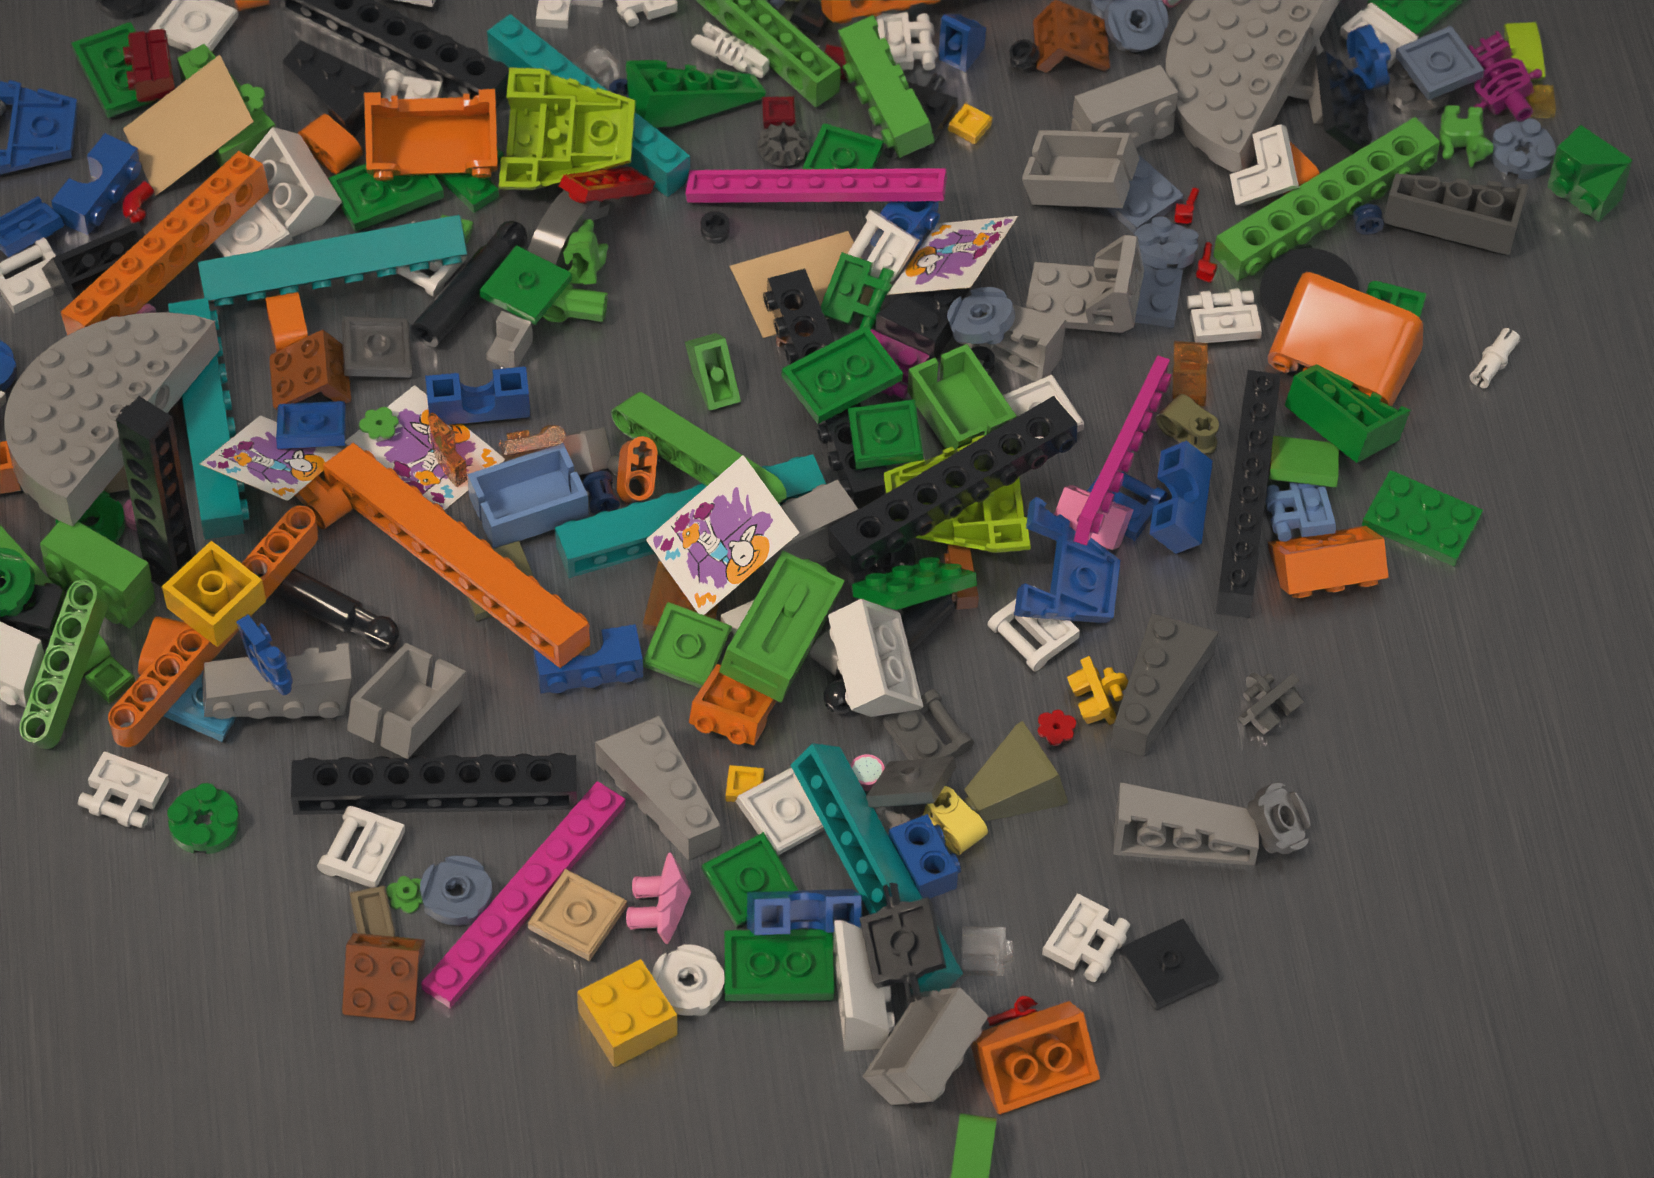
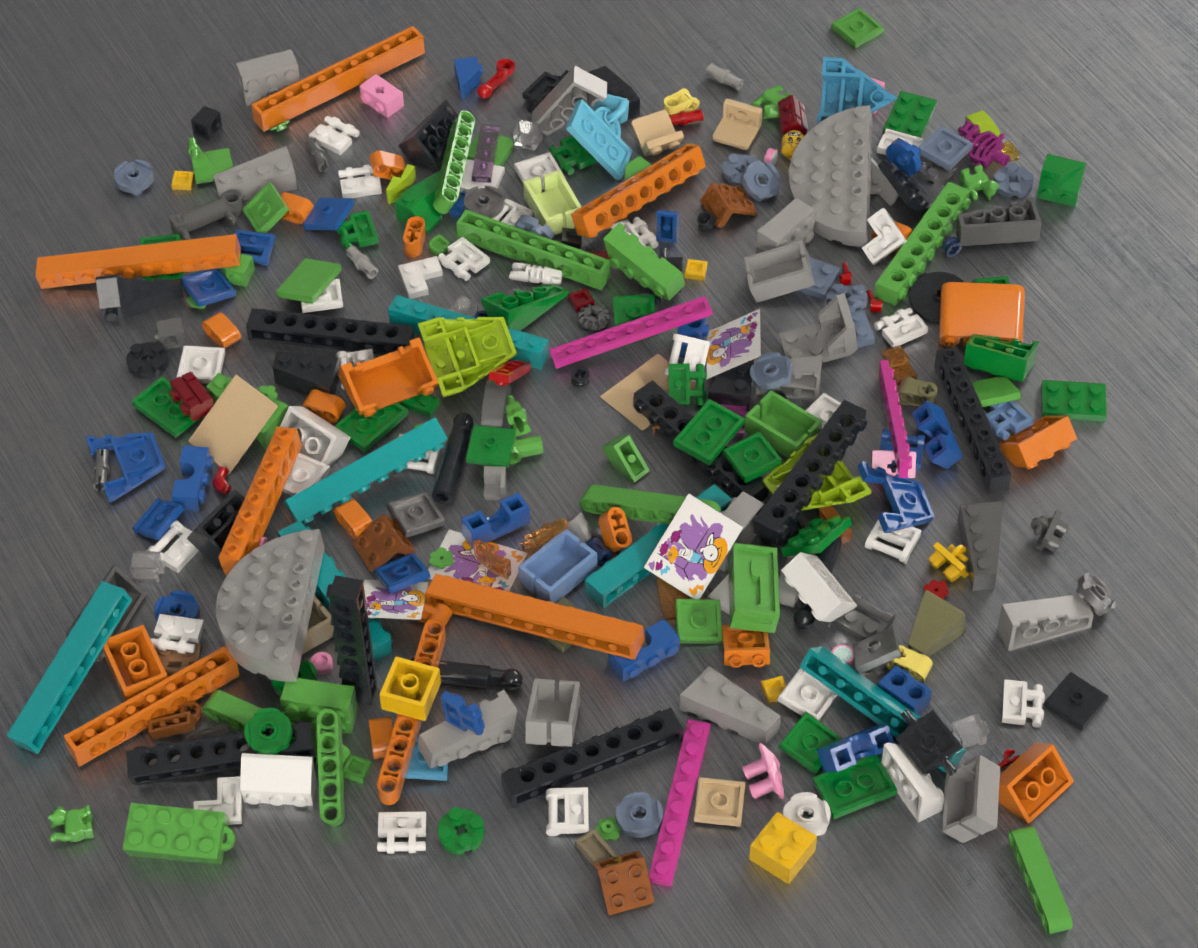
camera: 20 degrees left, 5 degrees down
(1494, 358) = (1063, 299): white pin -> none

